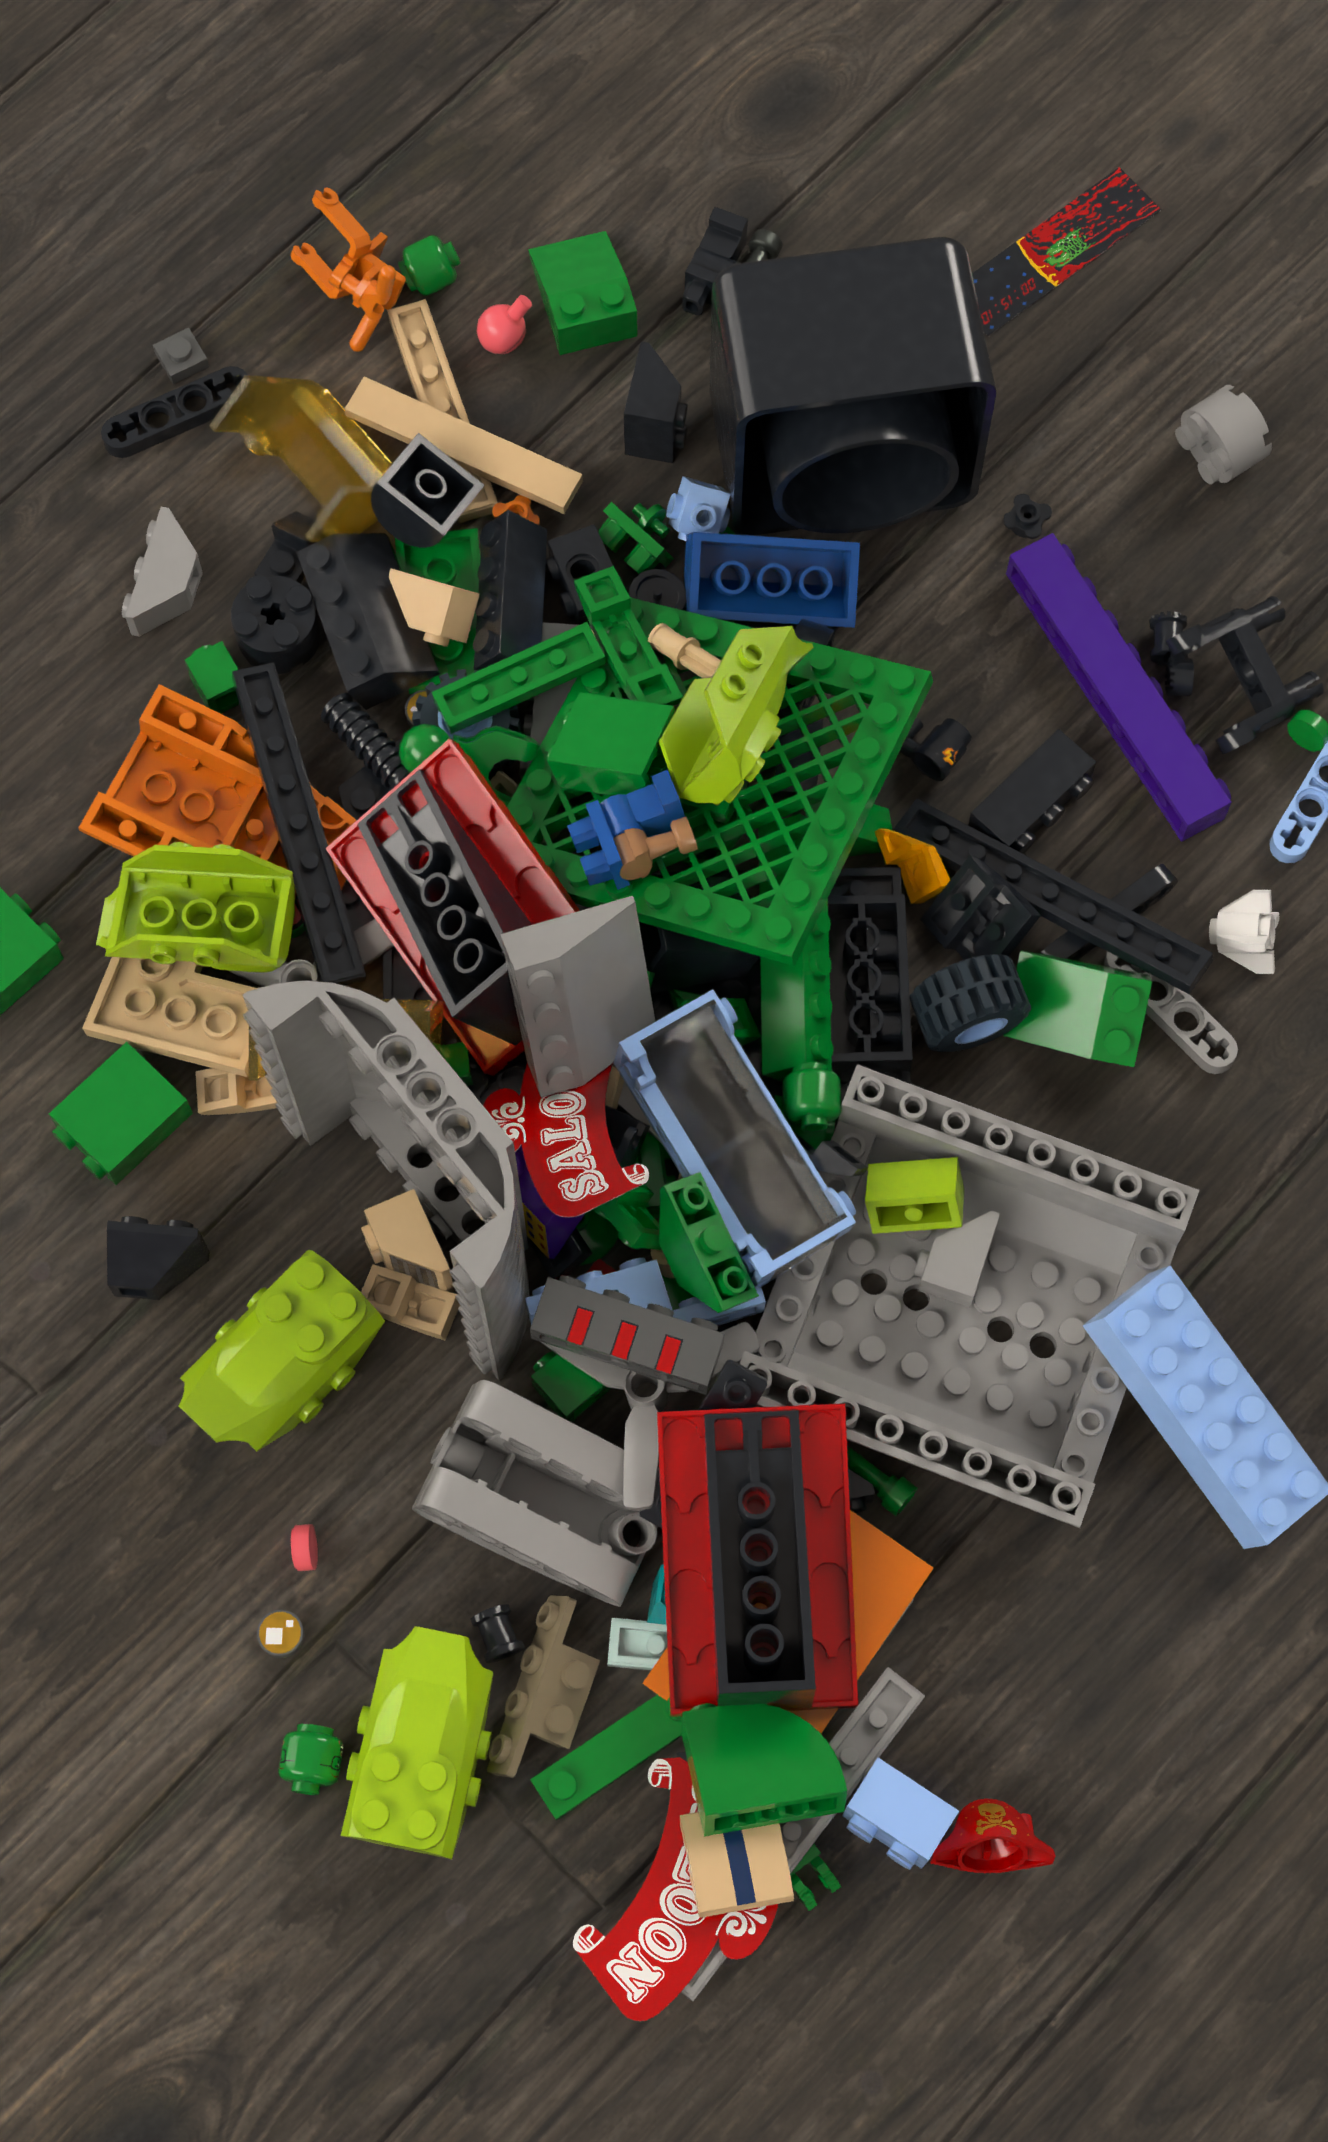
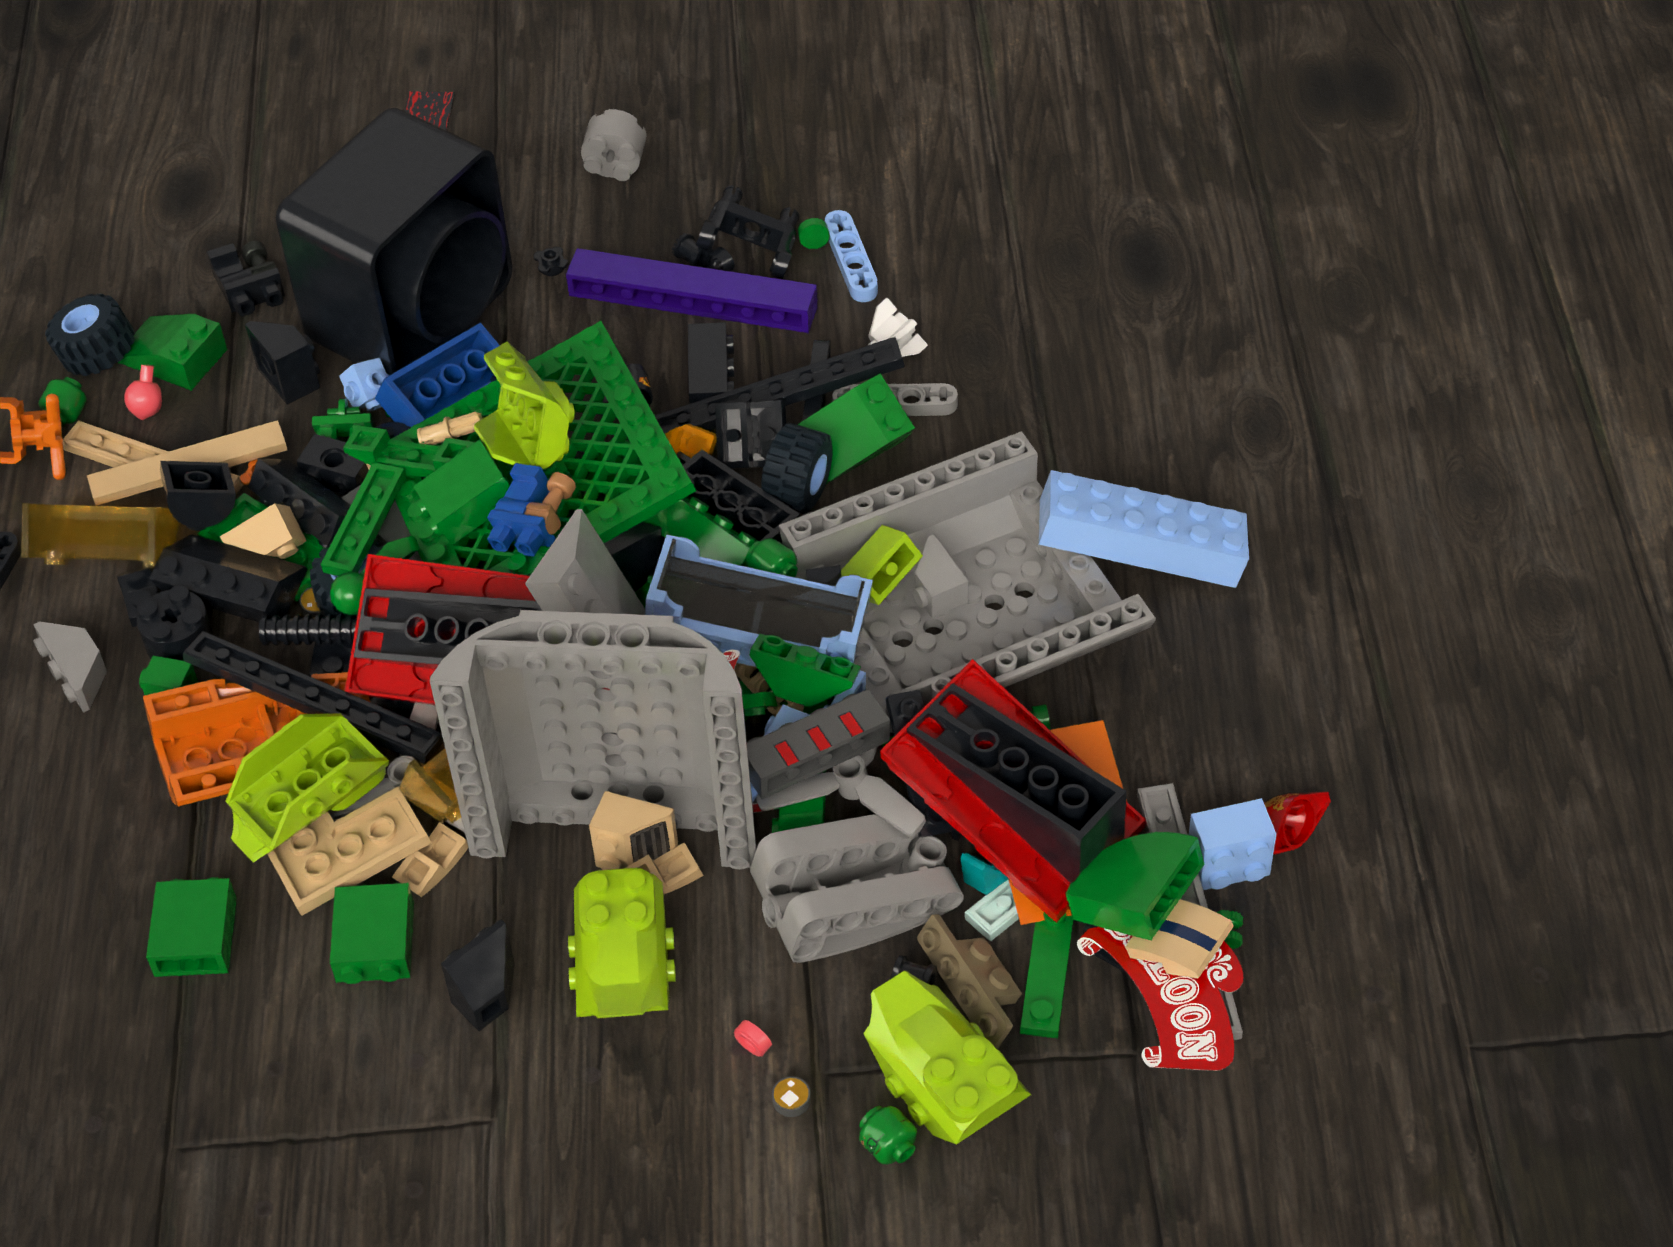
camera: 45 degrees left, 20 degrees down
(520, 209) = (90, 334): none -> black wheel

